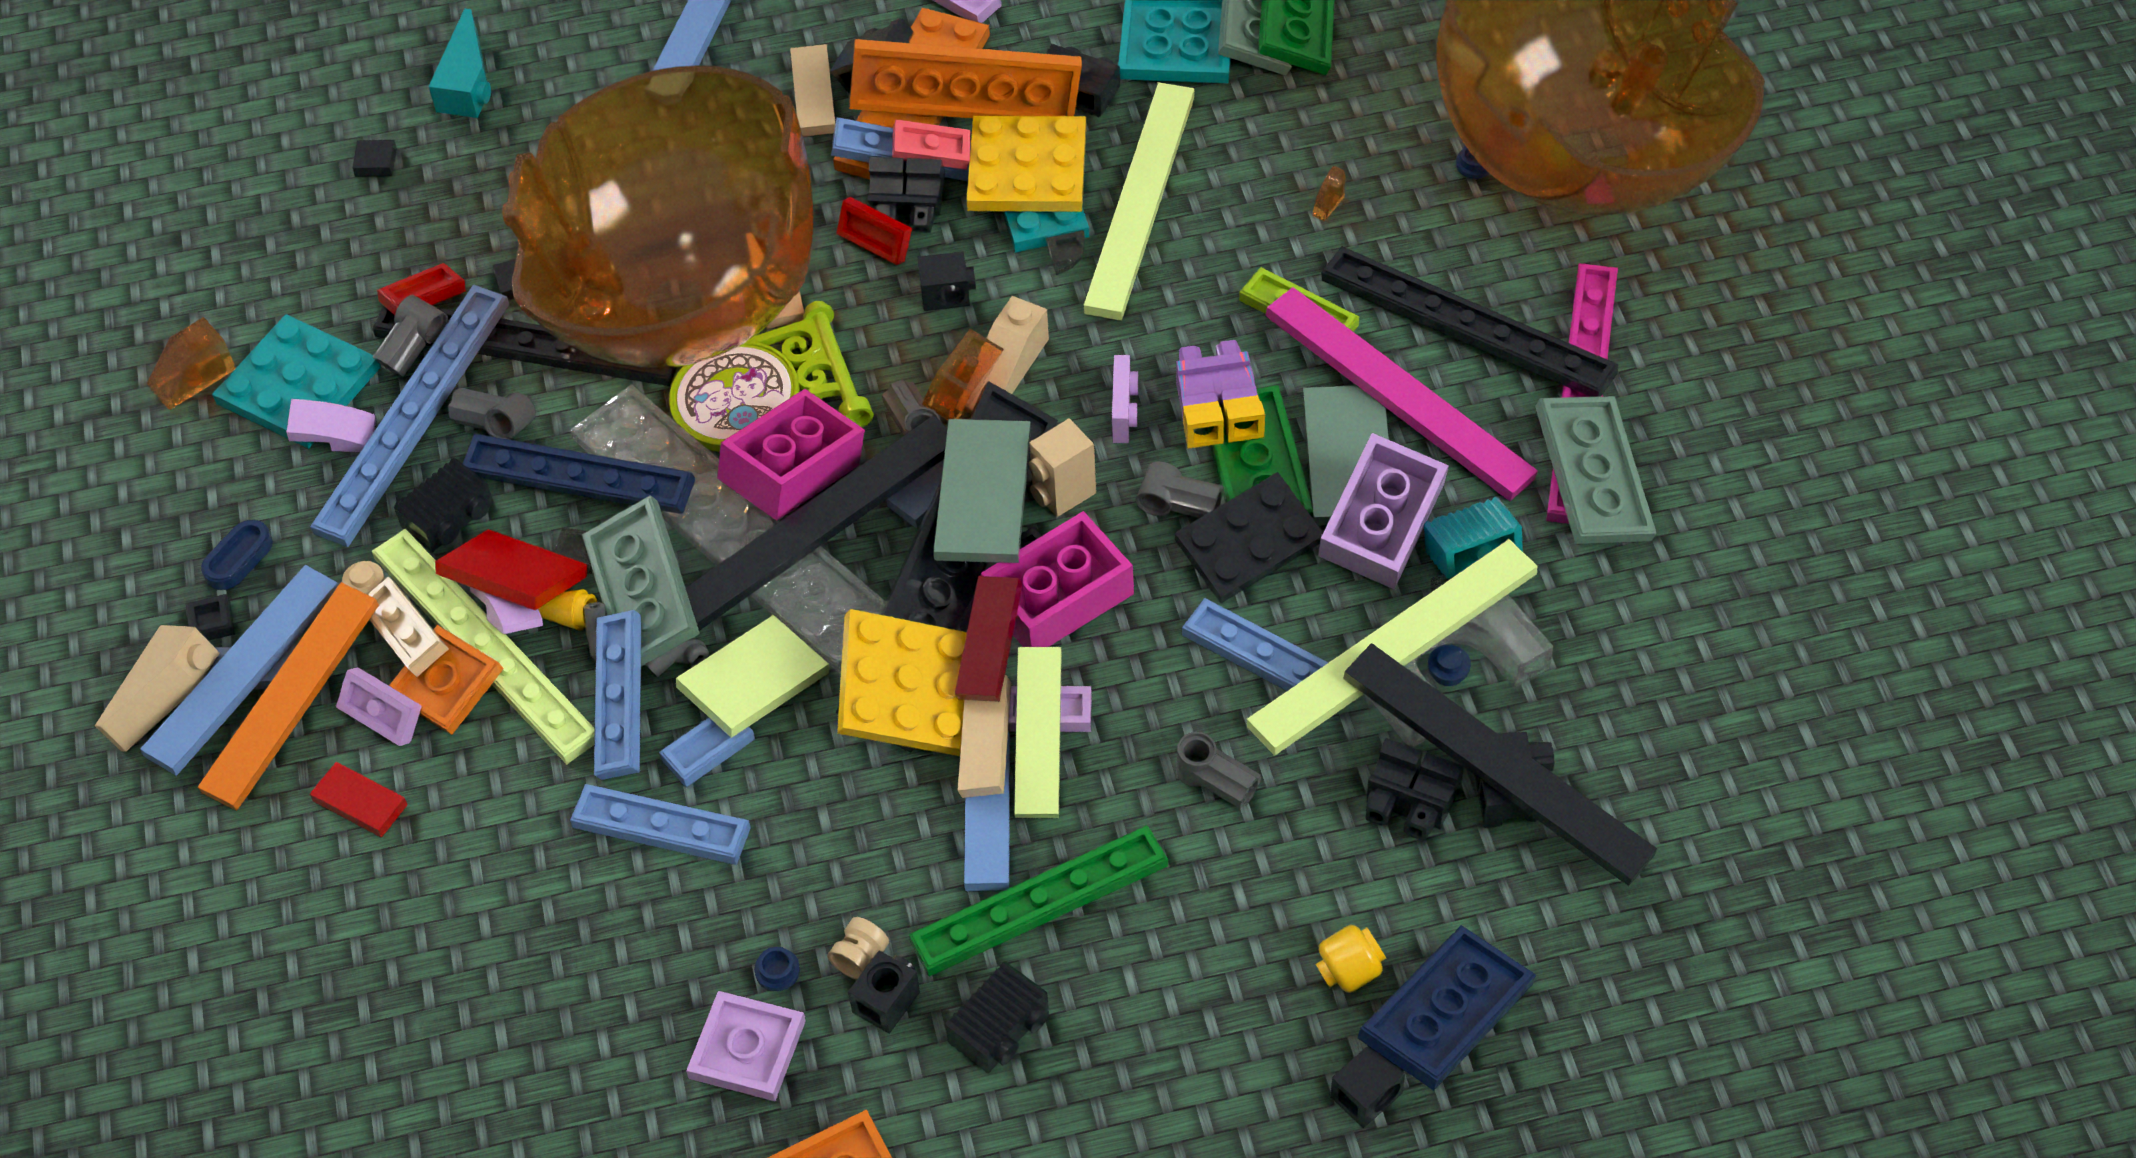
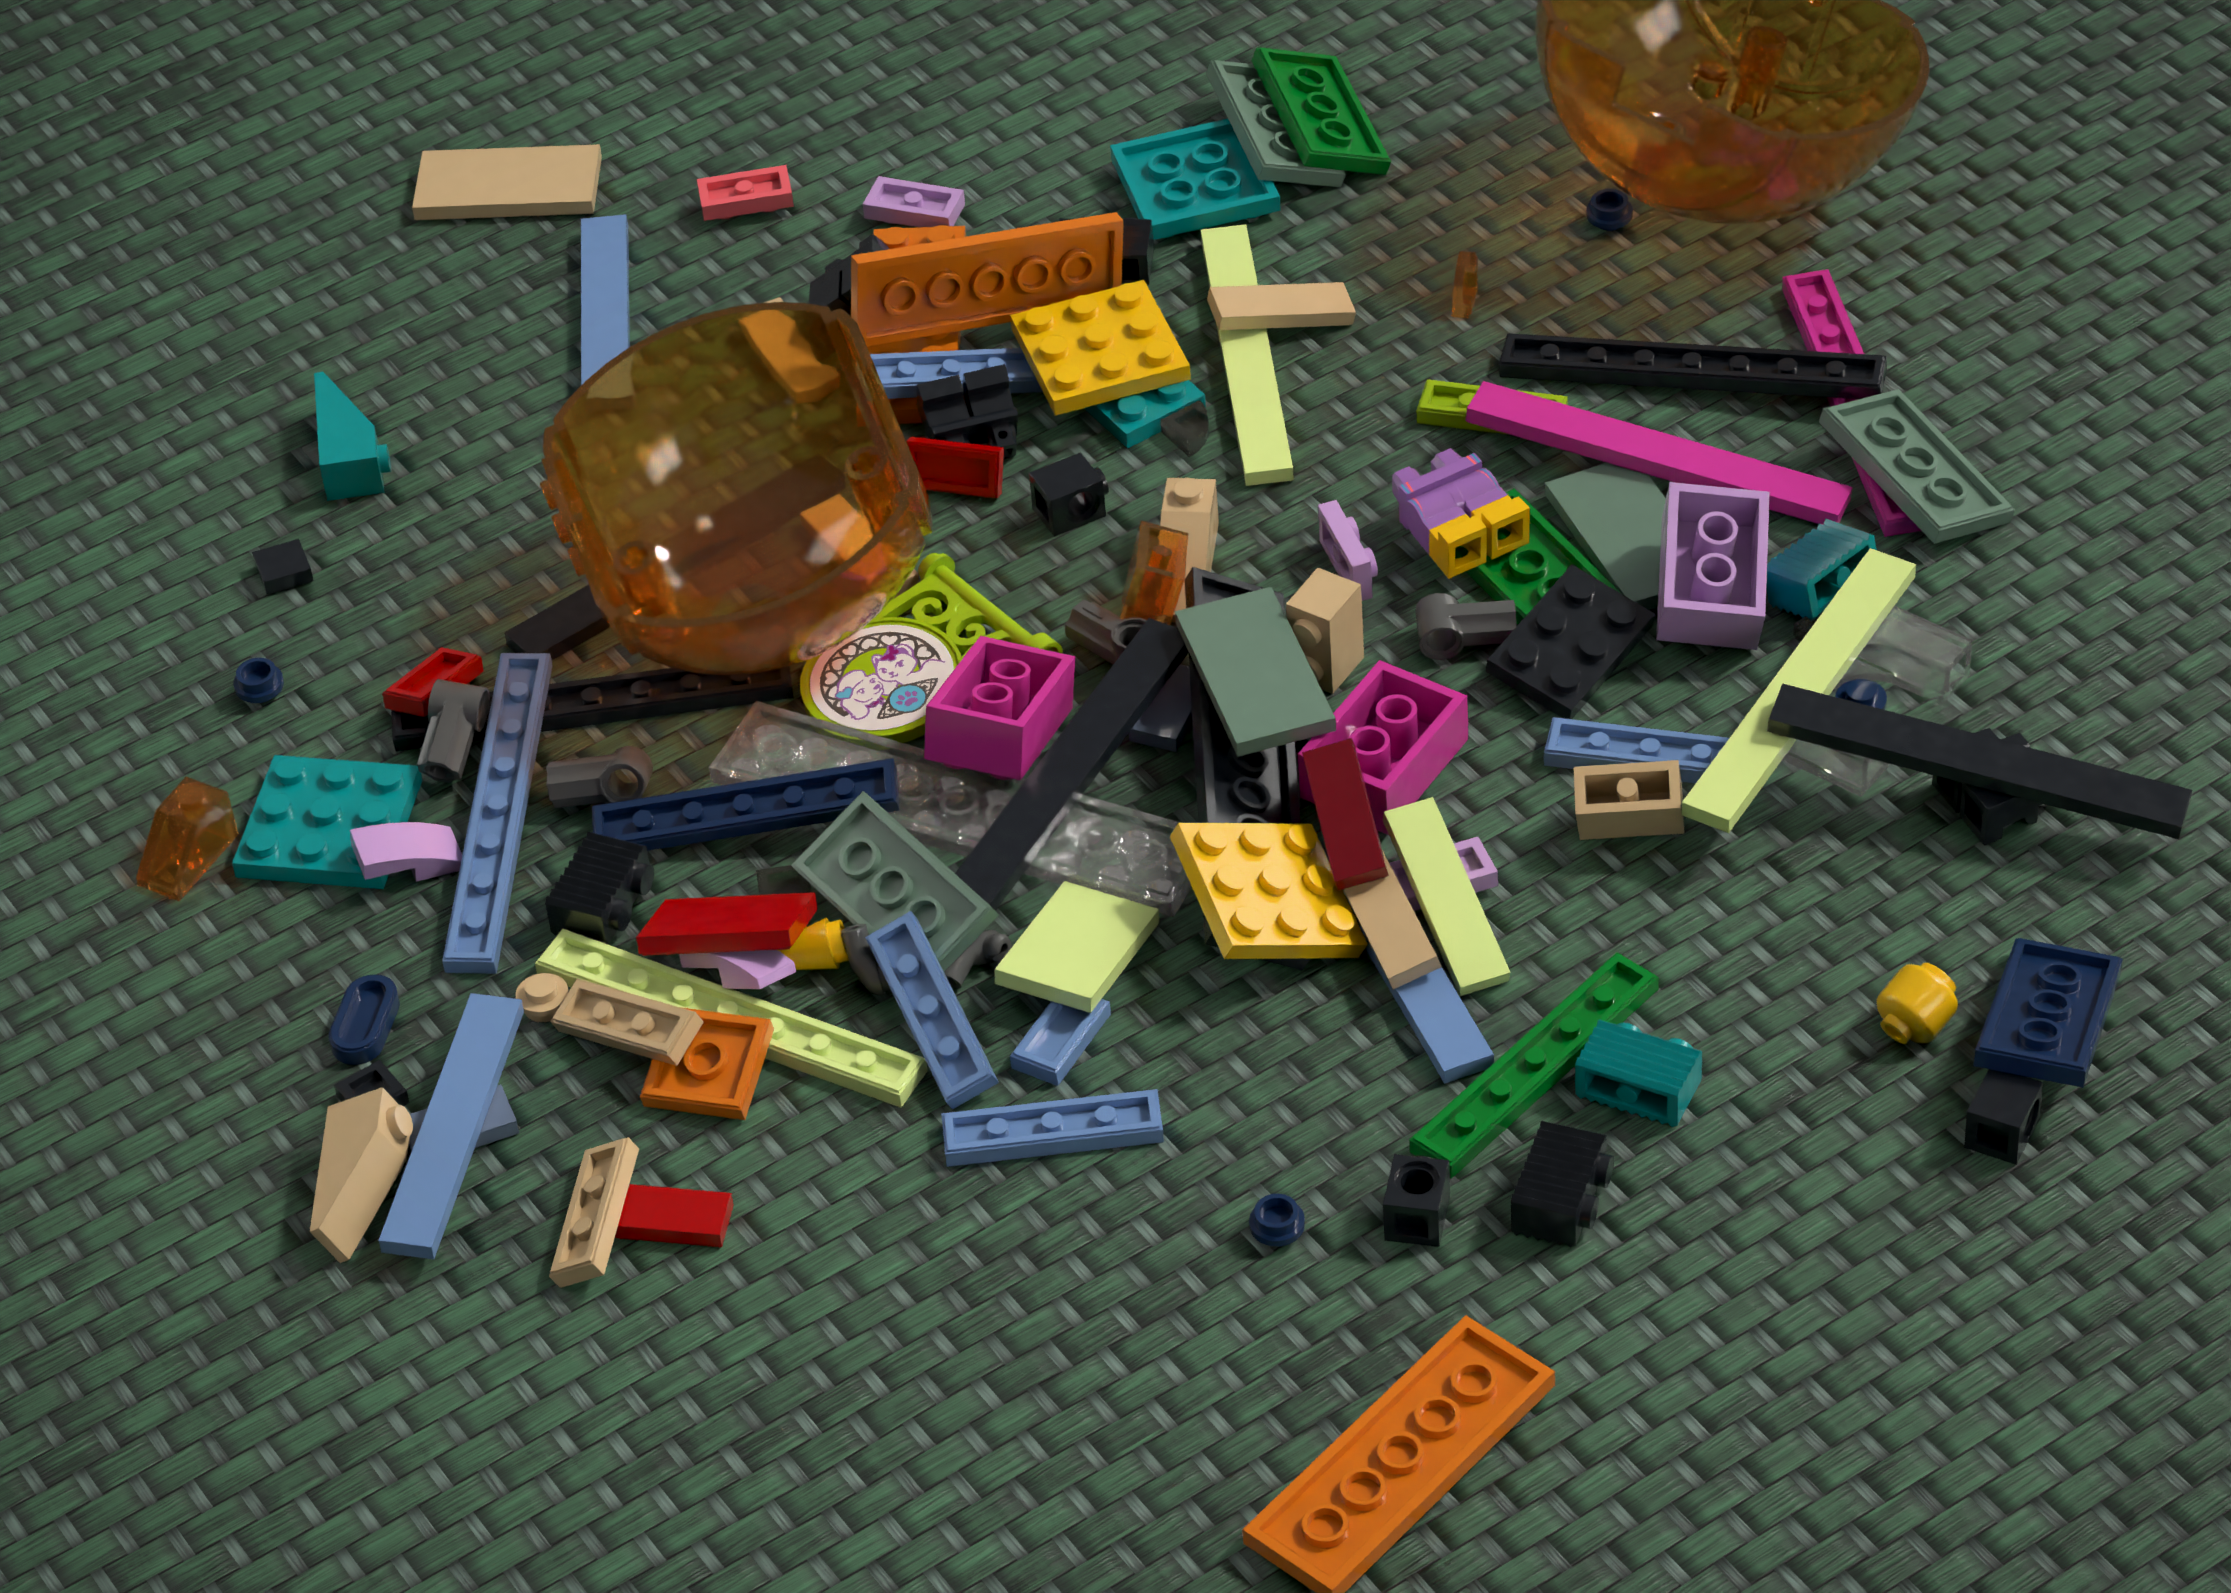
camera: 20 degrees left, 10 degrees down
(288, 696) = (527, 1135): orange tile -> none
(302, 777) = (594, 1212): none -> tan tile
(307, 248) = (258, 680): none -> dark blue plate
(378, 706) = (645, 1112): lavender plate -> none
(746, 1046) = (1288, 1303): lavender plate -> none
(858, 947) = (1361, 1169): tan wheel -> none
(931, 142) = (980, 350): coral plate -> none
(1107, 939) = (1638, 1072): none -> teal brick
(1182, 168) = (1281, 306): none -> tan tile
(1215, 695) = (1628, 800): none -> tan brick
(1217, 772) = (1646, 873): dark grey piece -> none
(1412, 789) = (1907, 838): black hips -> none

